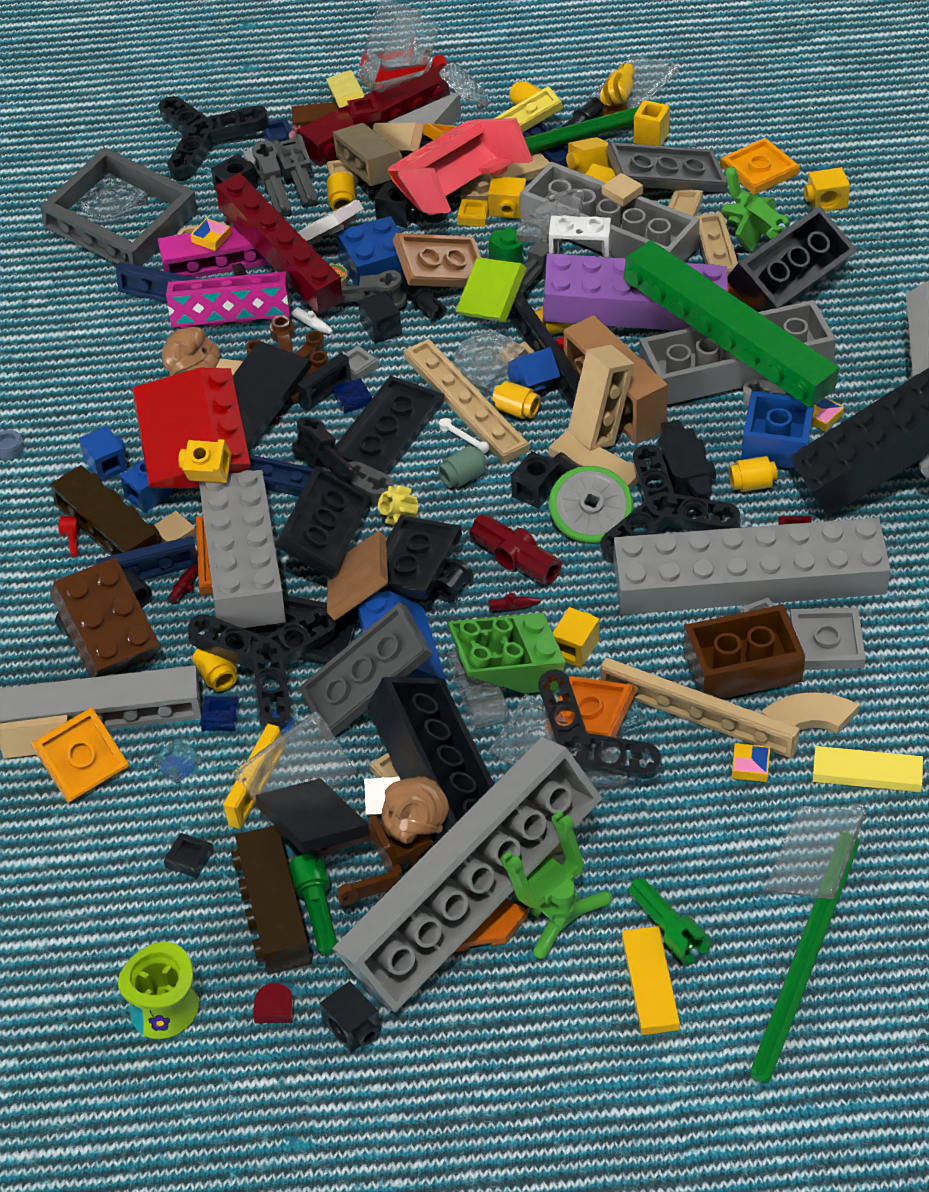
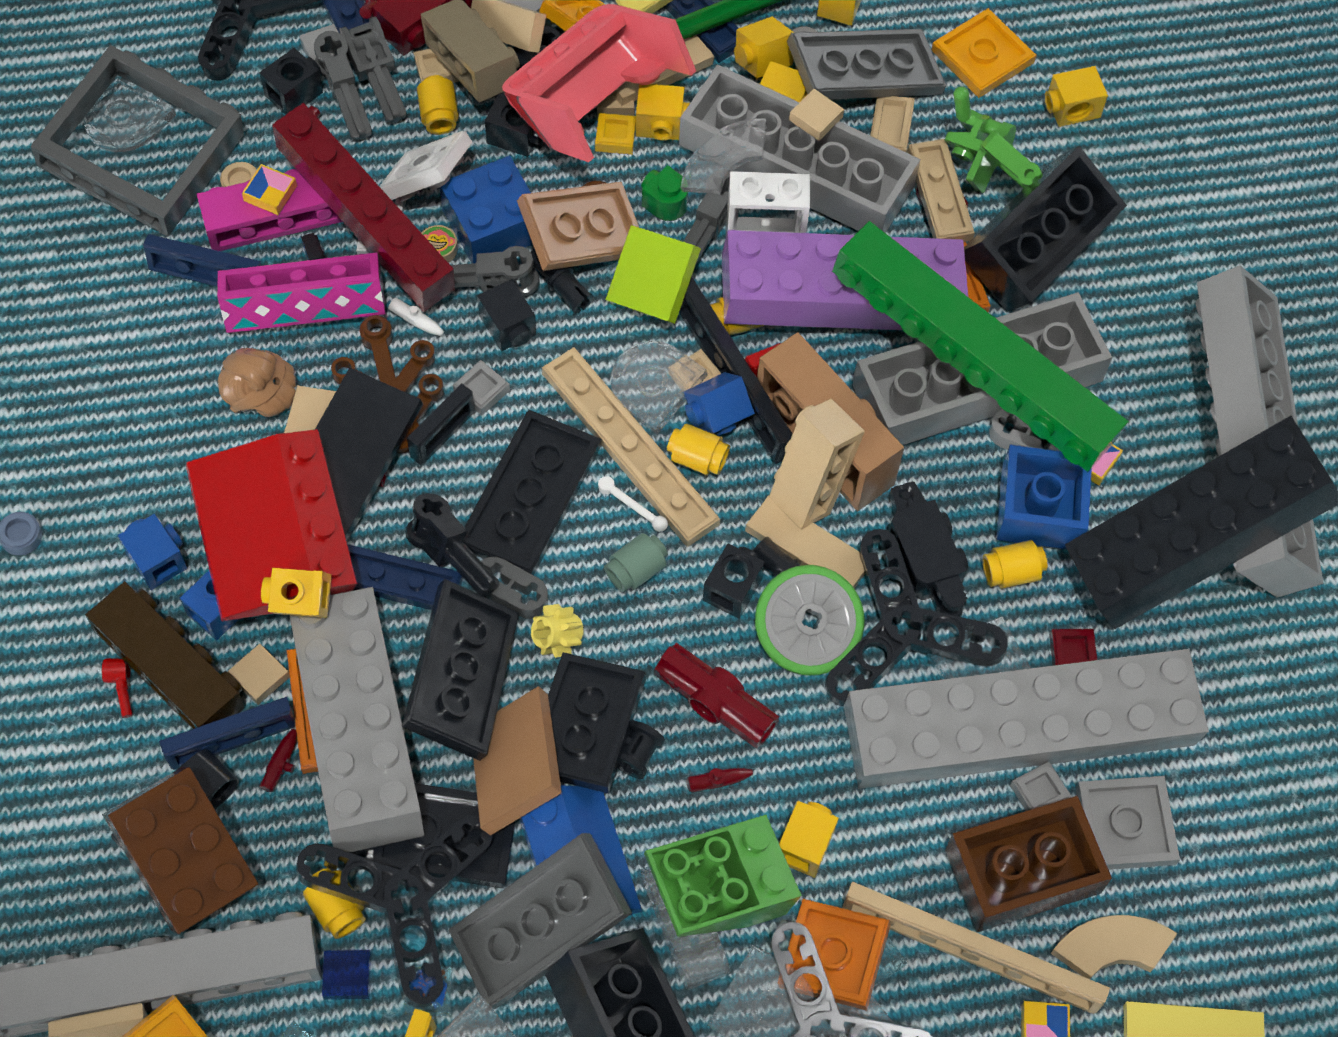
camera: 10 degrees left, 15 degrees up
(352, 395) = (479, 442): clear blue tile -> none

